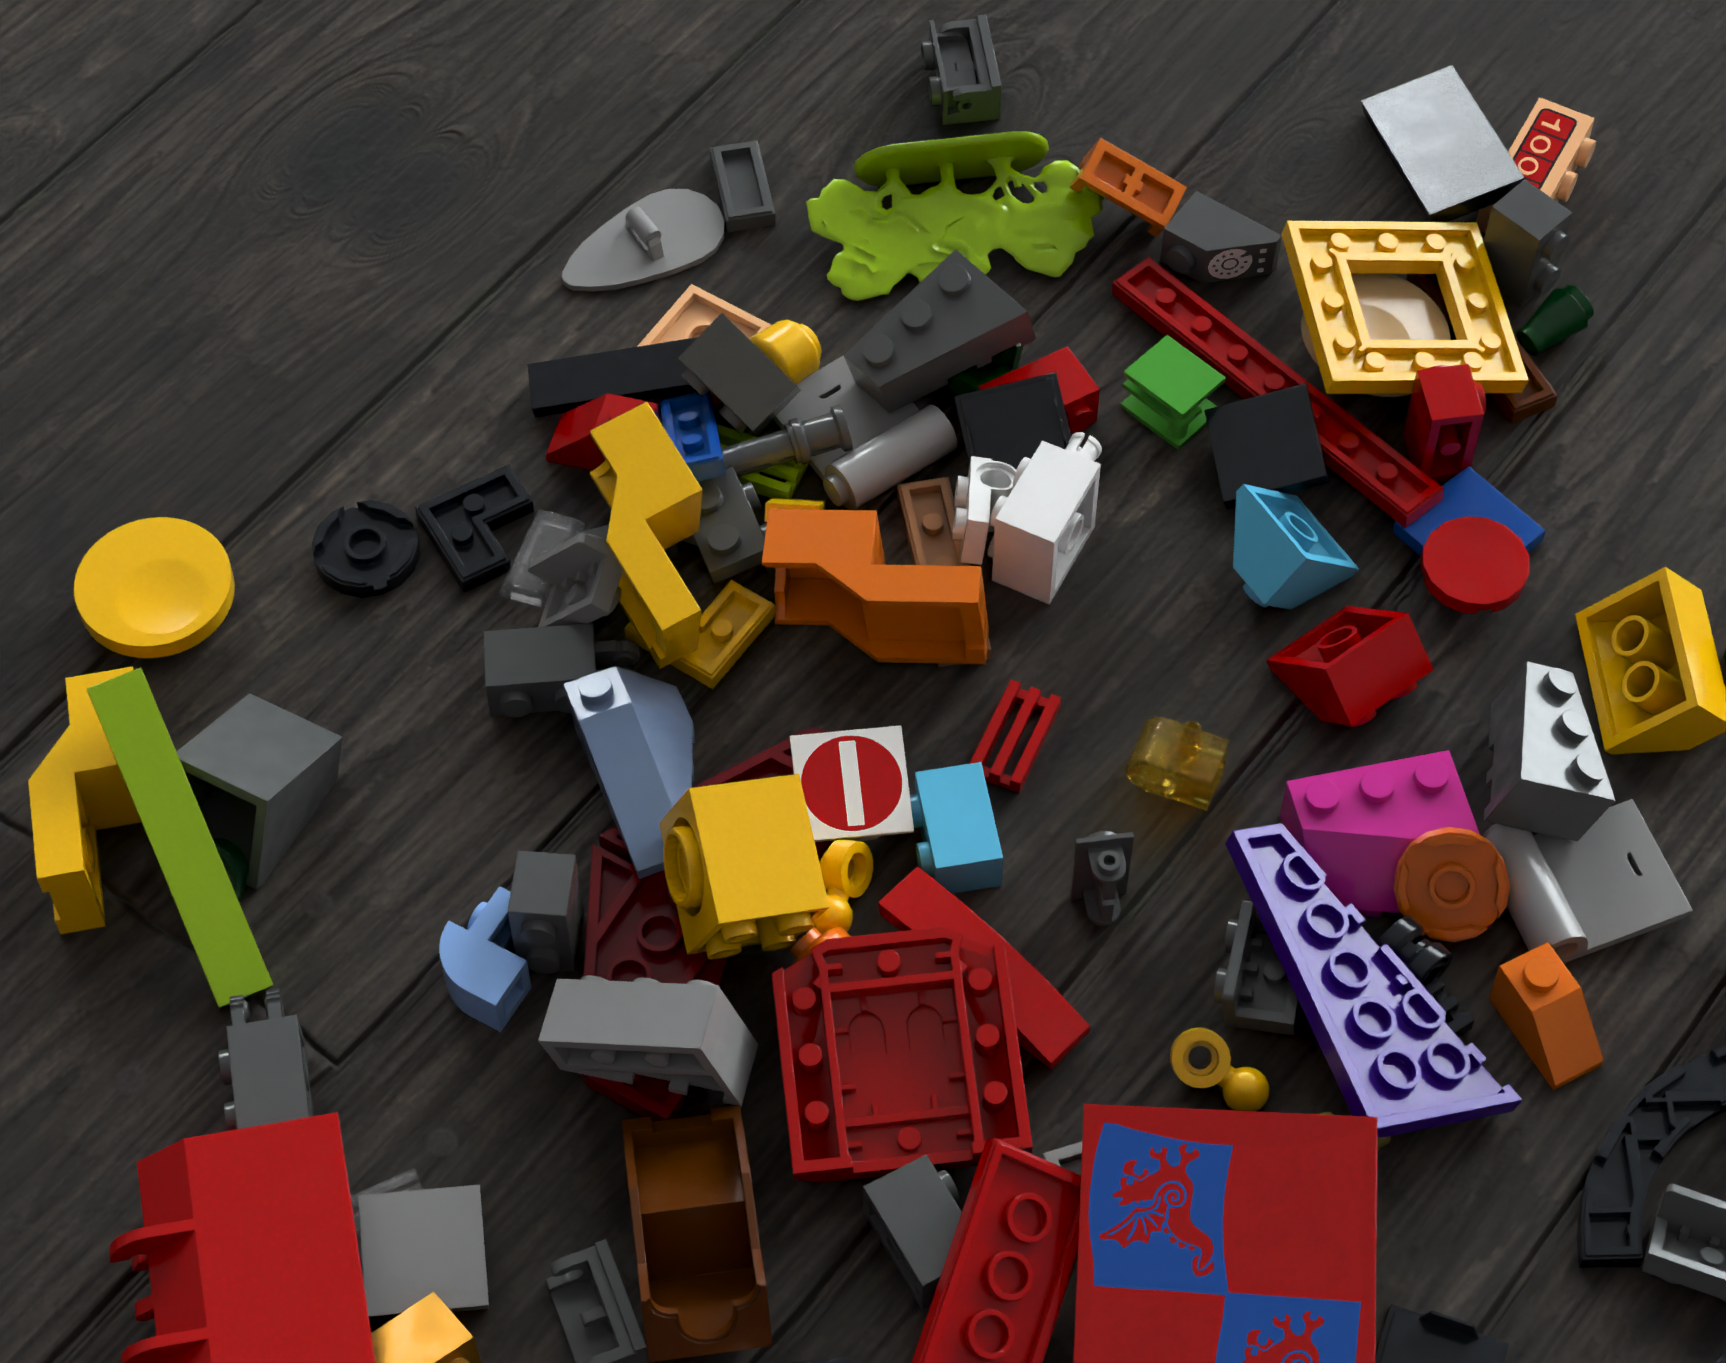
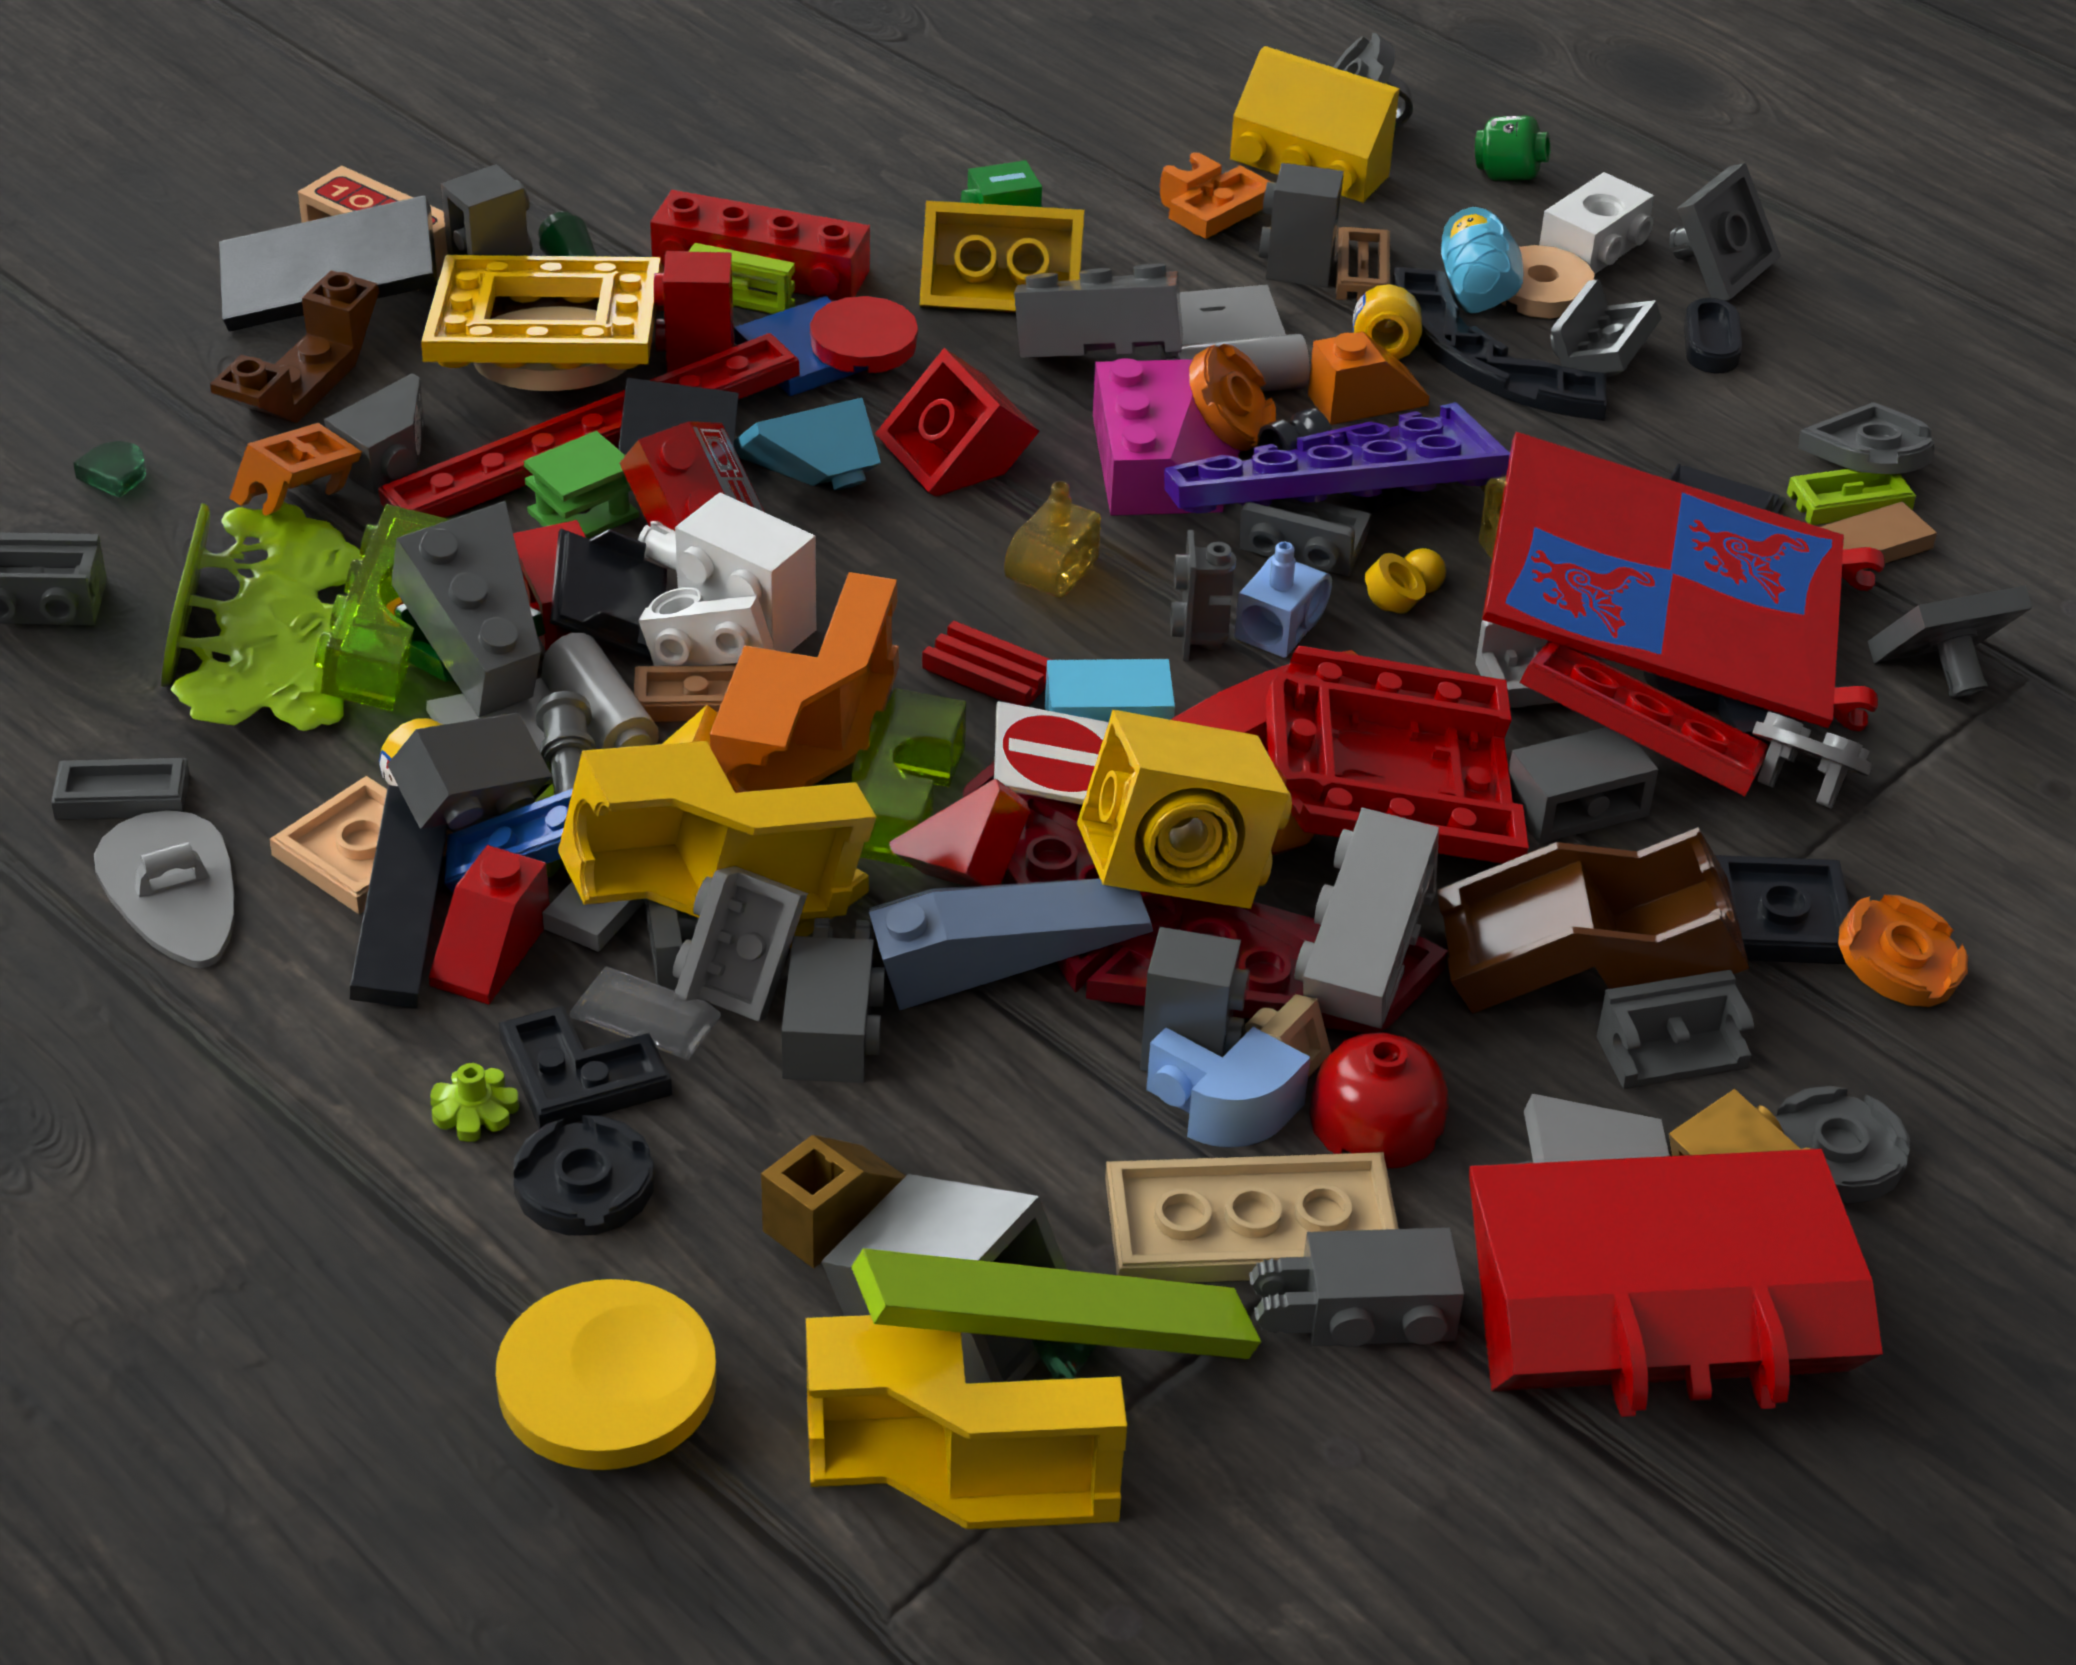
camera: 85 degrees left, 15 degrees down
(334, 694) = (822, 1194): none -> pearl gold slope
(358, 999) = (1229, 1213): none -> tan tile
(432, 468) = (473, 1101): none -> lime plant
(488, 1080) = (1380, 1098): none -> red cylinder
(531, 997) = (1297, 1025): none -> tan tile
(723, 734) = (968, 839): none -> red slope
(792, 671) = (909, 751): none -> clear neon green arch
(1038, 281) = (369, 645): none -> clear neon green arch
(1136, 83) = (112, 467): none -> clear green tile
(1146, 959) = (1281, 603): none -> light blue piece
(1169, 468) = (685, 469): none -> red slope
(1300, 173) = (335, 324): none -> reddish brown slope
(1542, 457) = (759, 273): none -> lime tile
(1607, 464) = (827, 252): none -> red brick
(1656, 1029) = (1390, 318): none -> yellow head

